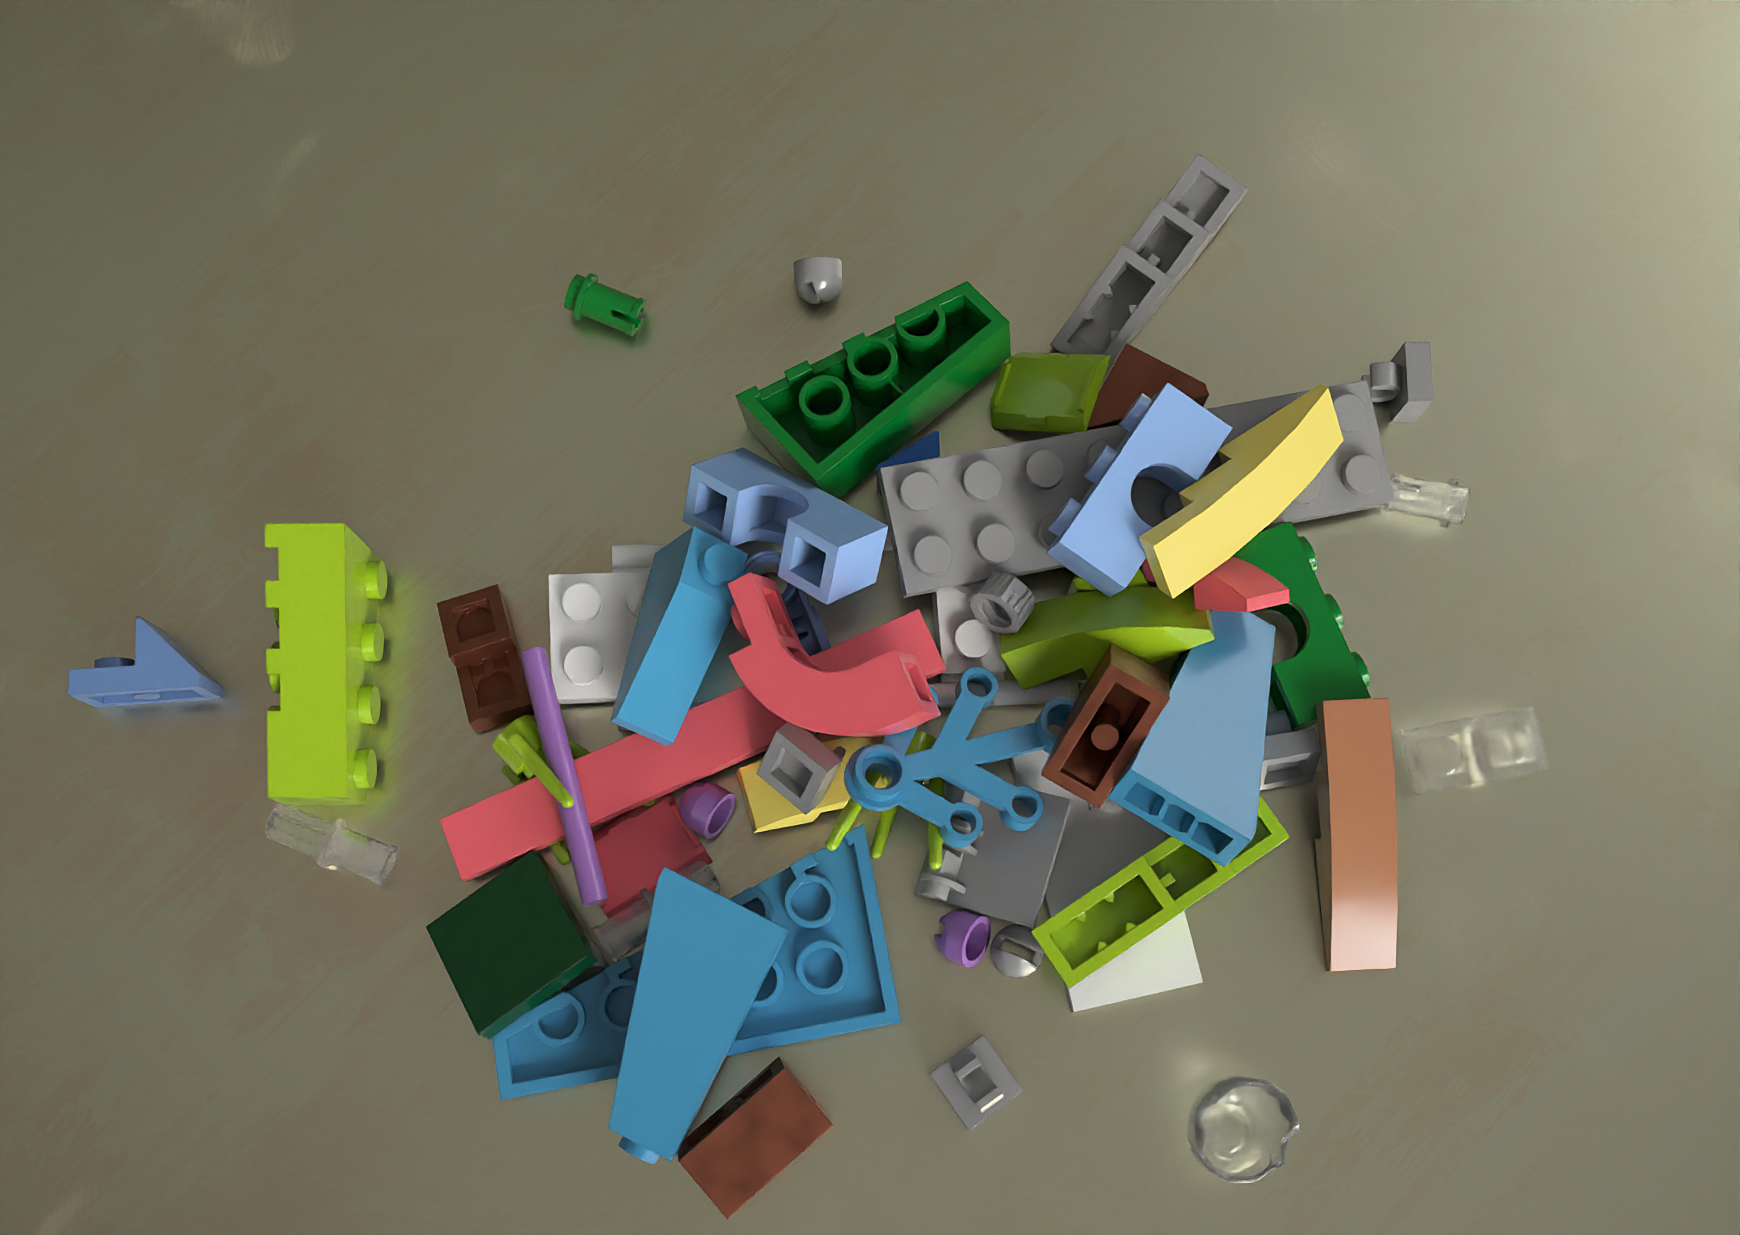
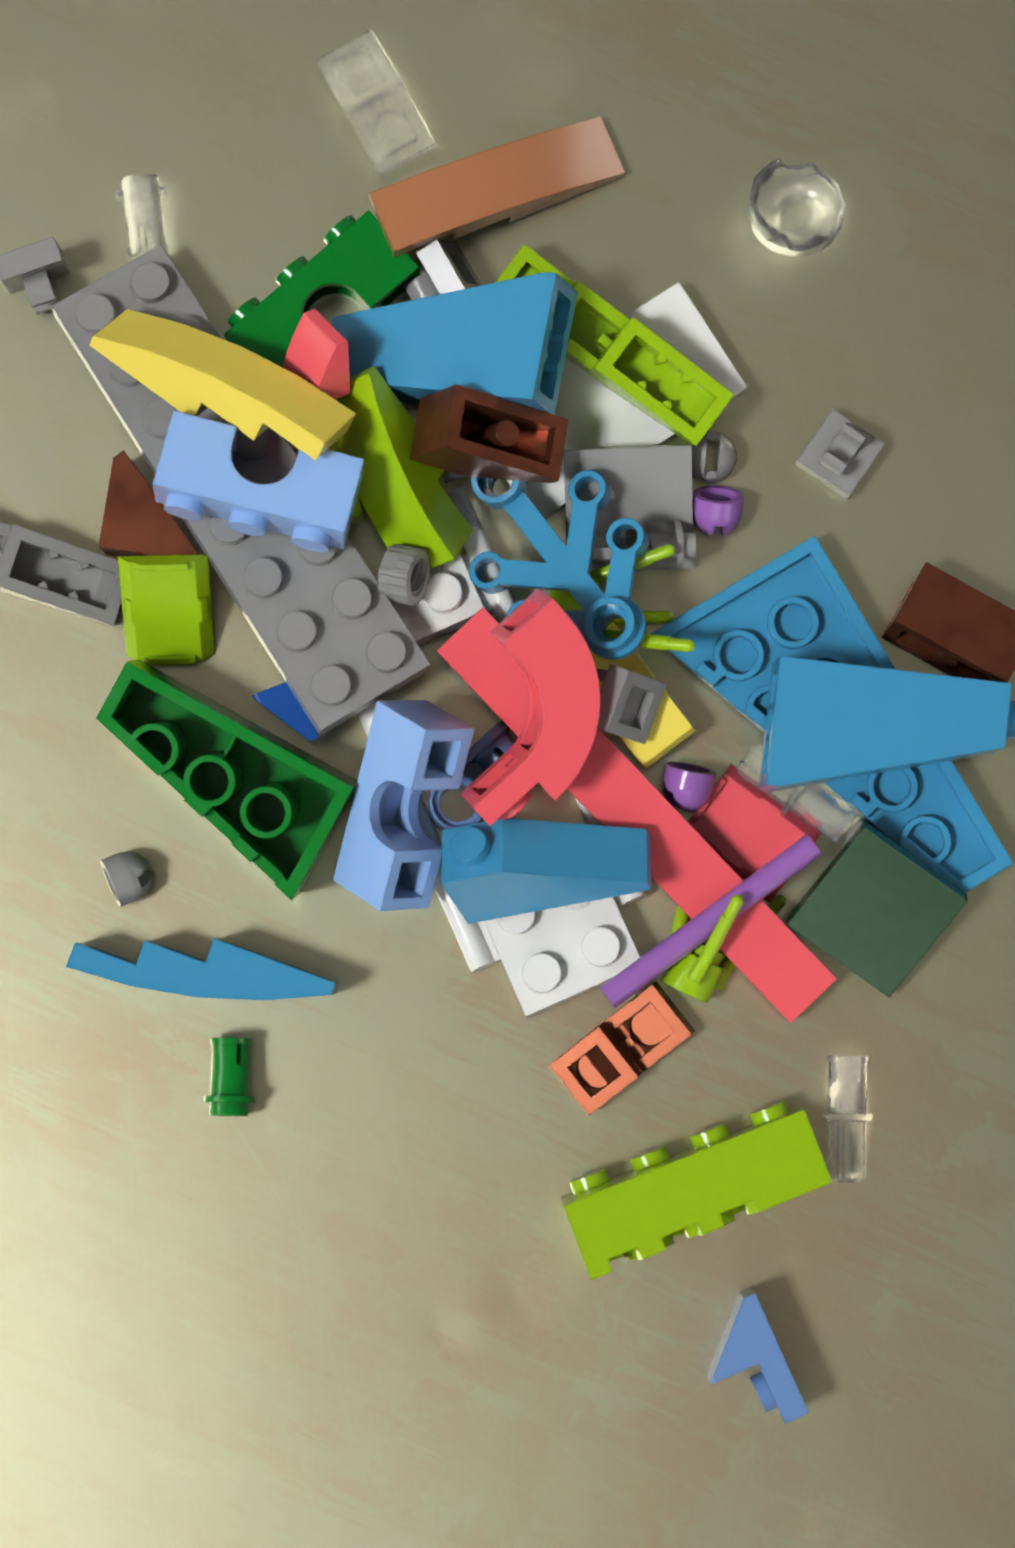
camera: 110 degrees left, 10 degrees up
(698, 325) = (225, 974): none -> dark azure slope

